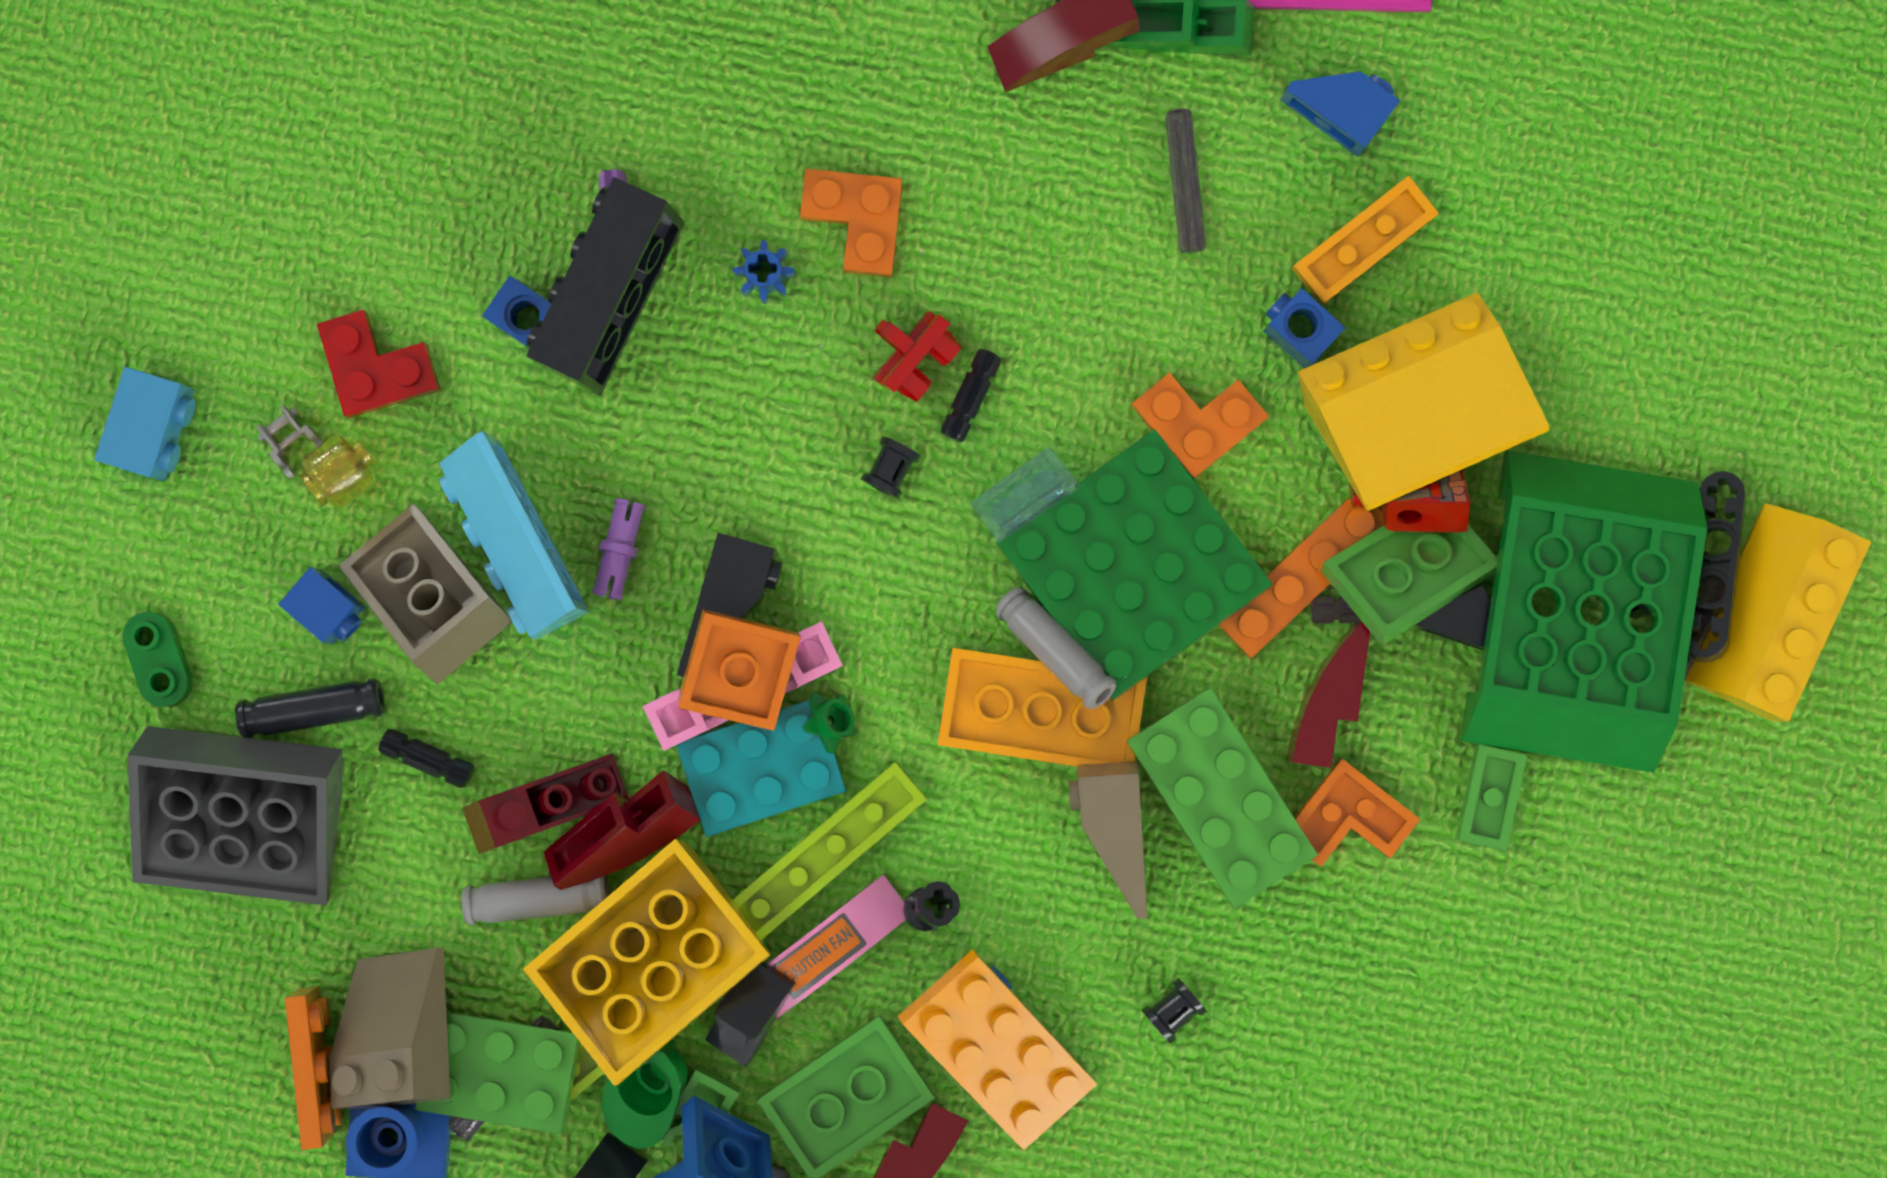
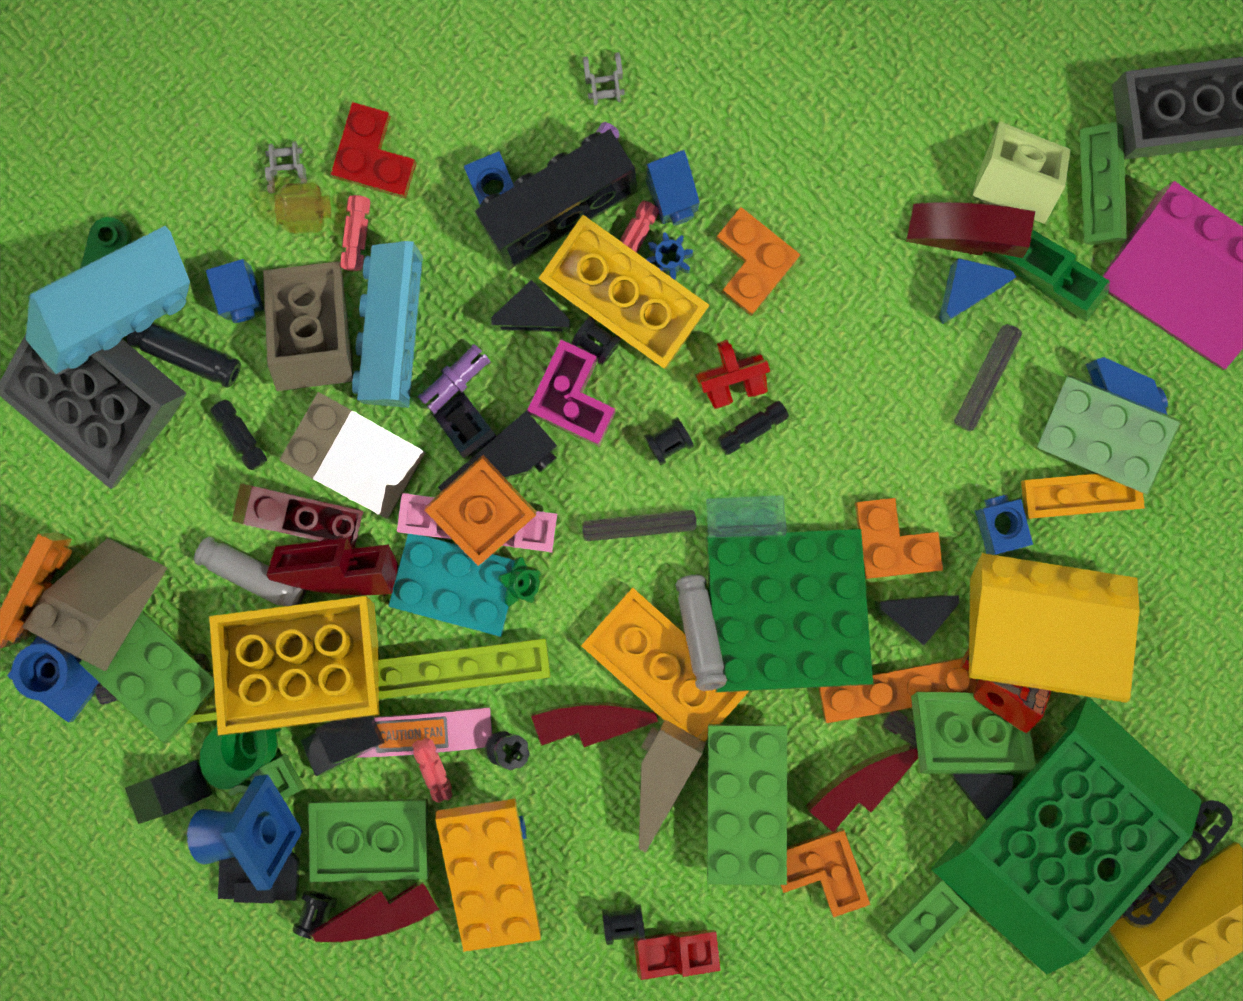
camera: 30 degrees right, 0 degrees up
(146, 424) = (196, 96): dark azure brick -> none
(197, 704) = (107, 301): none -> medium azure slope
(411, 462) = (355, 233): none -> coral axle
(563, 700) = (352, 455): none -> slope
(583, 140) = (617, 75): none -> light grey piece
(653, 425) = (531, 312): none -> black slope
(662, 591) = (464, 426): none -> black slope
(711, 274) = (639, 227): none -> coral axle
(721, 196) = (673, 188): none -> blue slope
(729, 419) = (609, 342): none -> black bush
(740, 339) = (624, 292): none -> yellow slope
(747, 497) = (561, 396): none -> dark pink brick
(865, 978) = (432, 770): none -> coral axle
(917, 577) = (639, 525): none -> axle
(999, 817) = (591, 720): none -> dark red slope
(1102, 94) = (969, 284): none -> blue slope
(1251, 1005) = (677, 953): none -> red slope
(1275, 482) = (918, 616): none -> black slope
(1350, 159) = (1109, 434): none -> bright green plate

